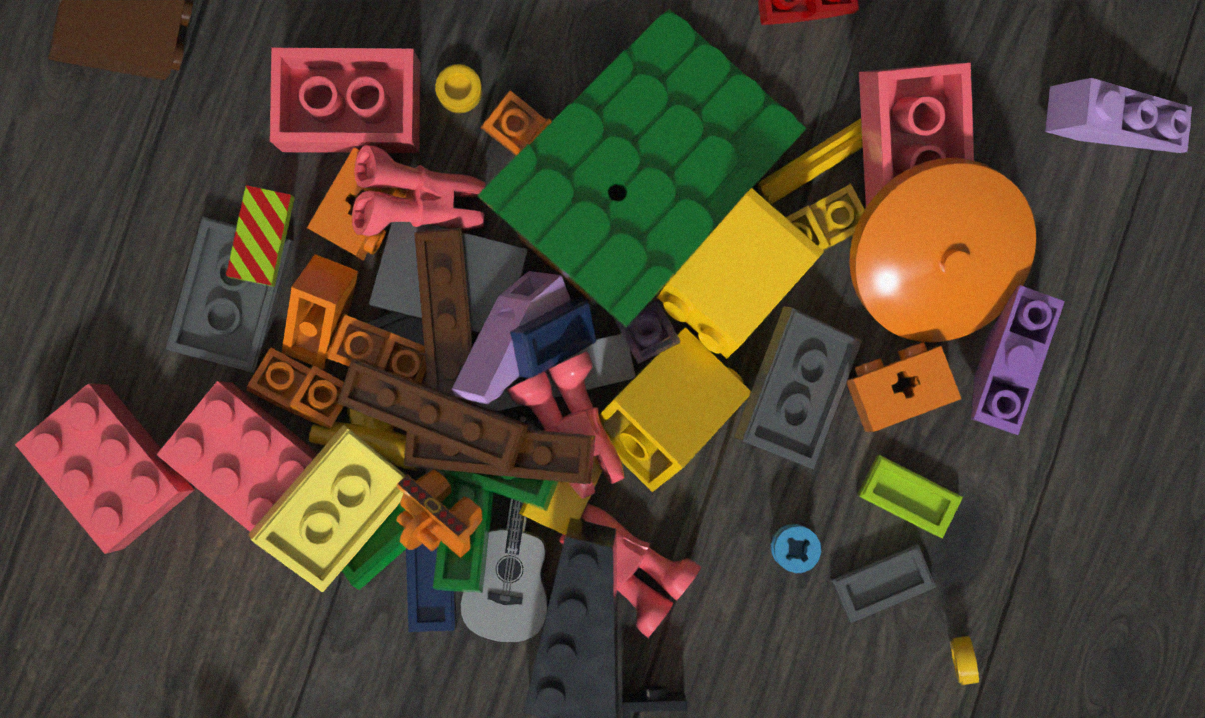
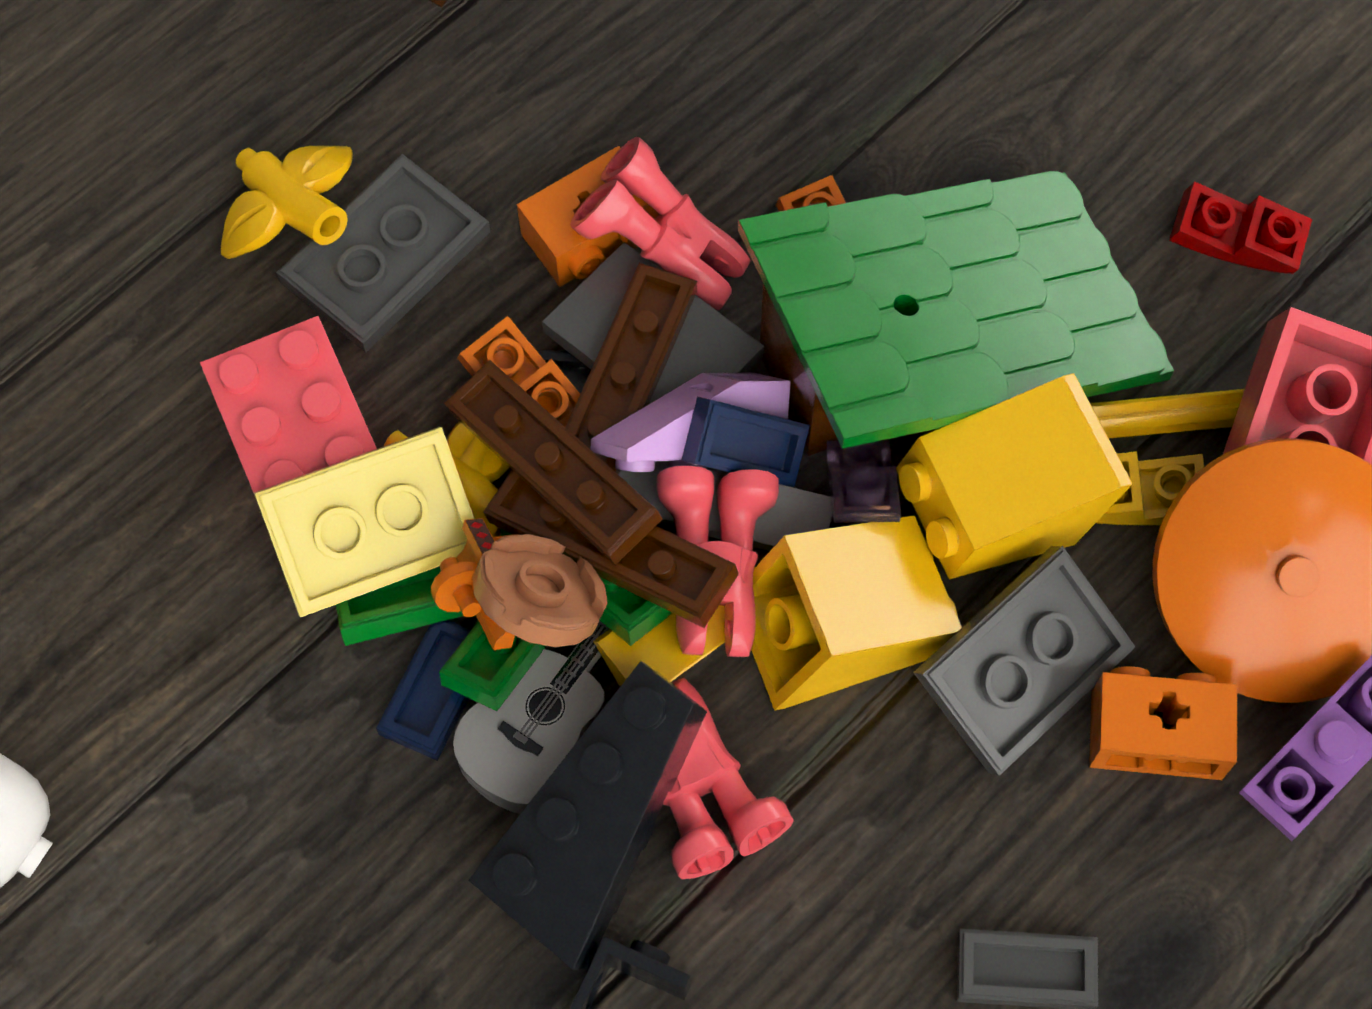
camera: 25 degrees right, 20 degrees down
(104, 467) = (129, 363): coral brick -> none
(140, 289) = (286, 195): none -> yellow plant
(260, 236) = (456, 197): tile -> none
(297, 388) = (402, 380): orange slope -> none
(315, 309) = (474, 297): orange slope -> none
(345, 99) = (629, 82): coral brick -> none
(458, 88) = (772, 153): yellow tile -> none
(474, 516) = (539, 591): none -> nougat tile
(789, 541) = (929, 875): dark azure wheel -> none
(909, 496) = (1113, 874): lime tile -> none

